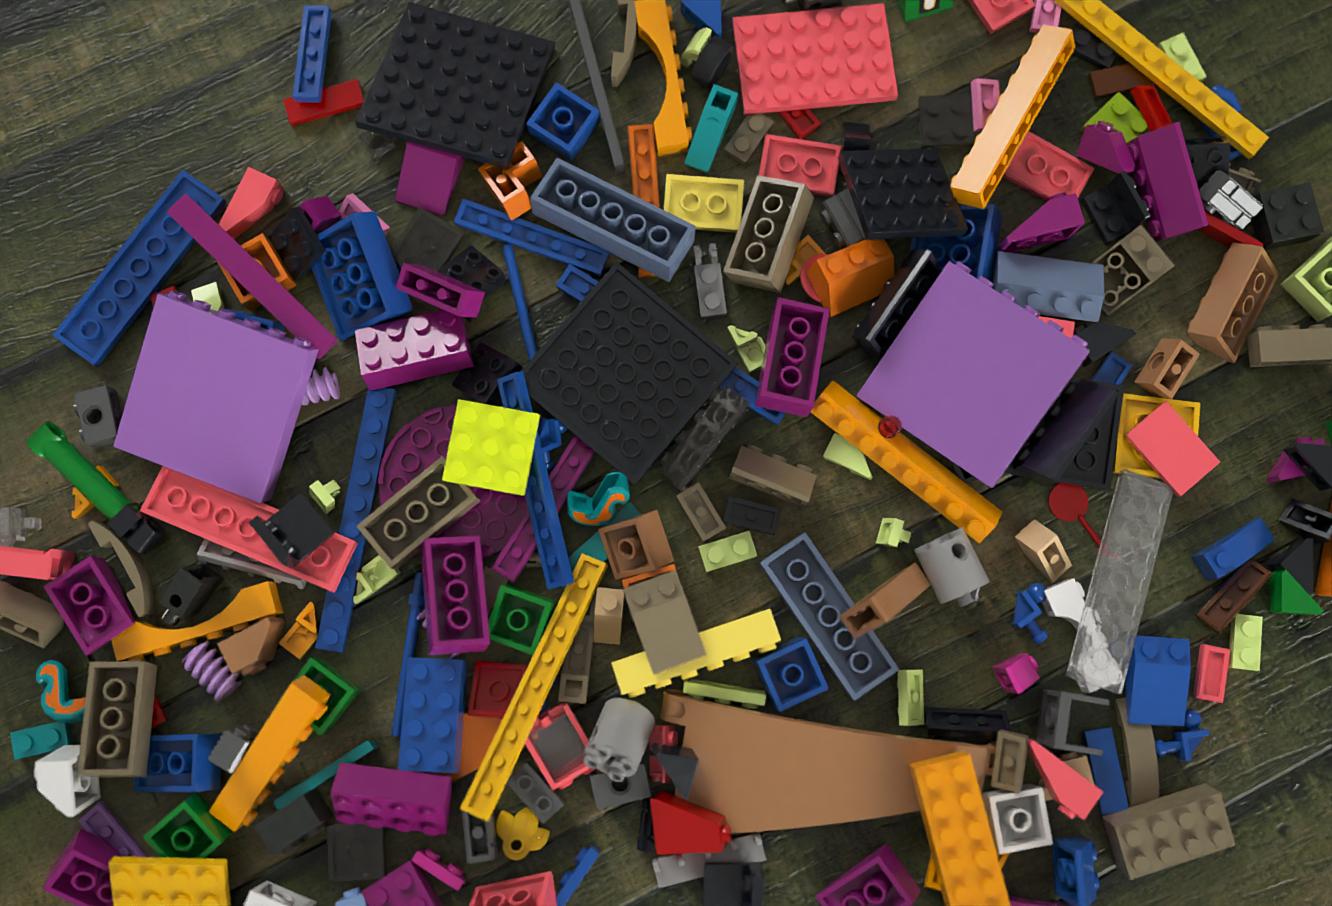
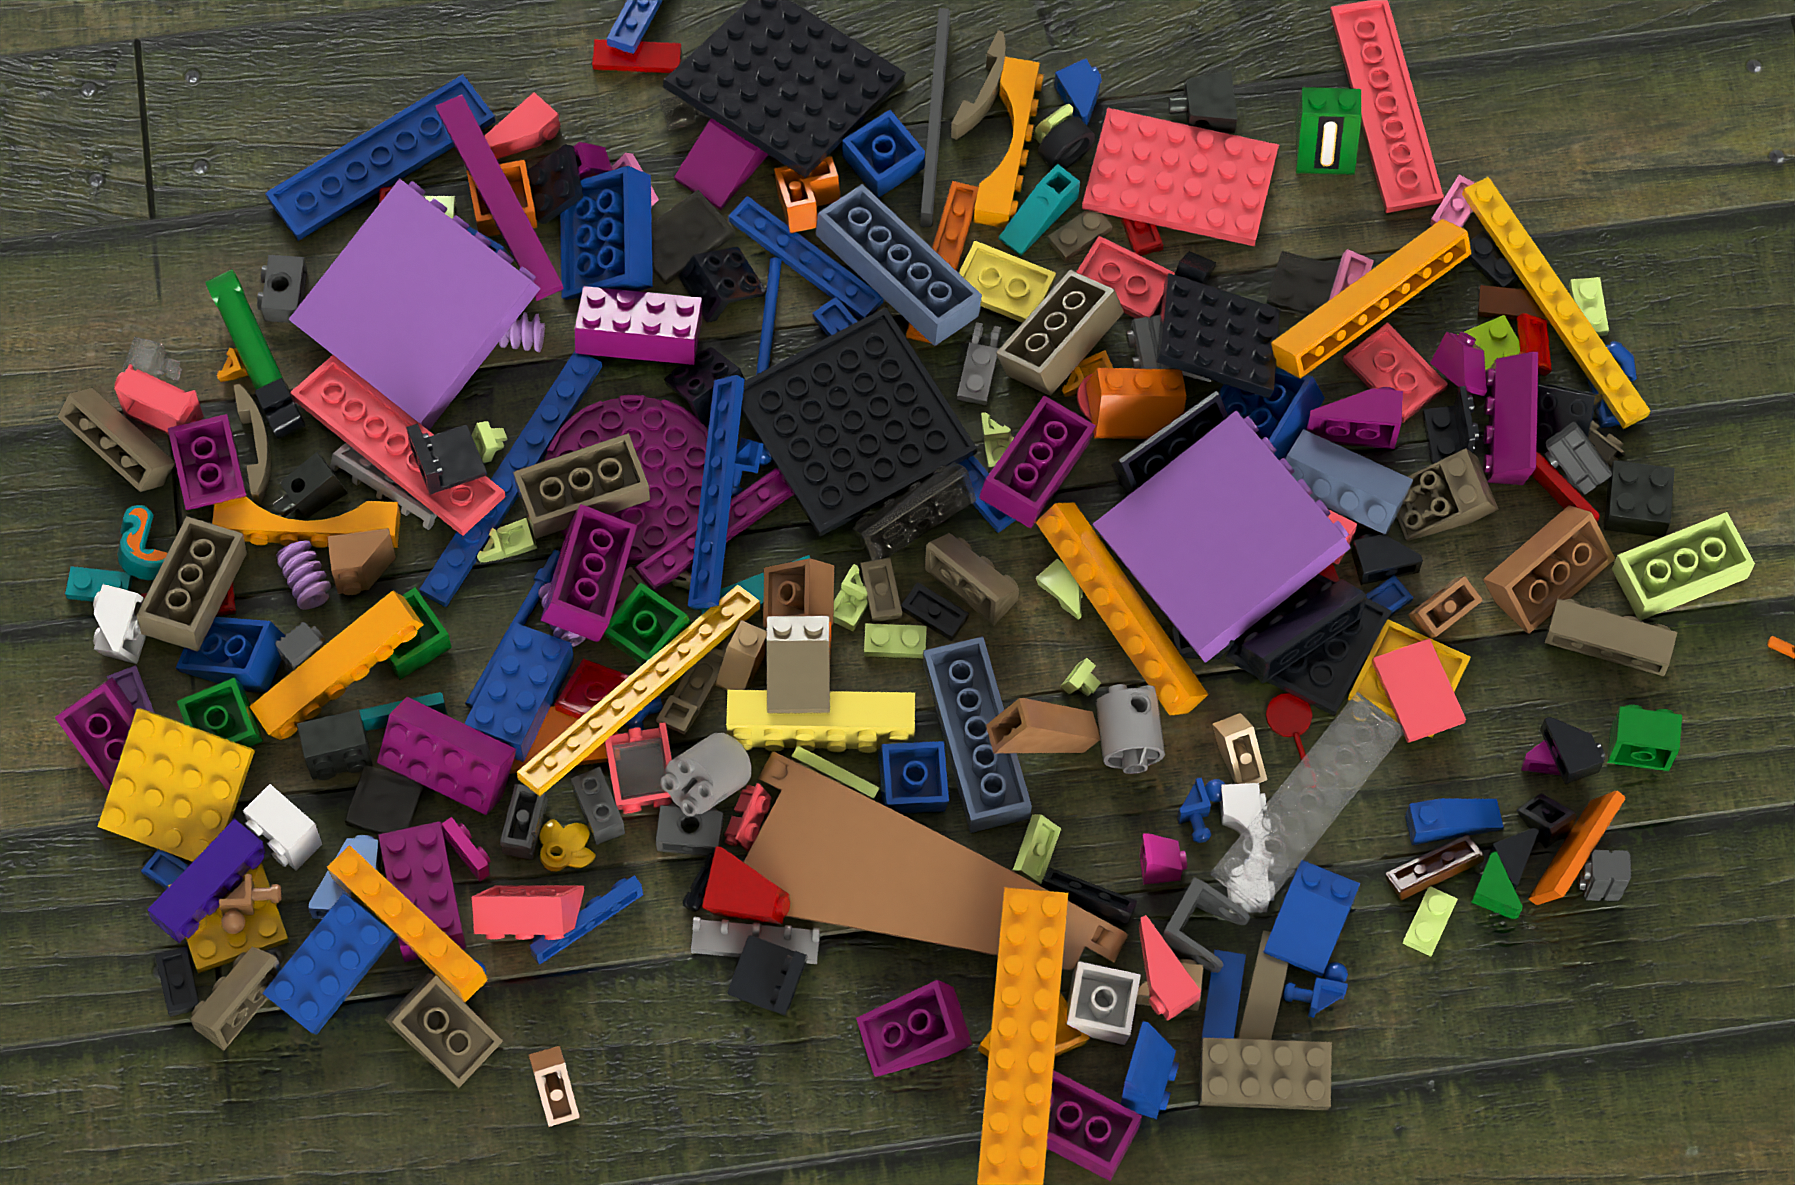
camera: 20 degrees right, 15 degrees down
(302, 634) = (409, 572): light orange slope -> none
(440, 290) = (689, 272): magenta brick -> none
(491, 447) = (683, 439): neon yellow plate -> none
(602, 506) = (778, 547): teal animal -> none
(678, 529) = (850, 601): none -> yellowish green slope
(679, 764) = (757, 821): black slope -> none
(890, 426) = (1111, 563): clear red hinge -> none
(1009, 761) = (1114, 934): dark tan plate -> none
(1211, 673) = (1379, 940): coral tile -> none

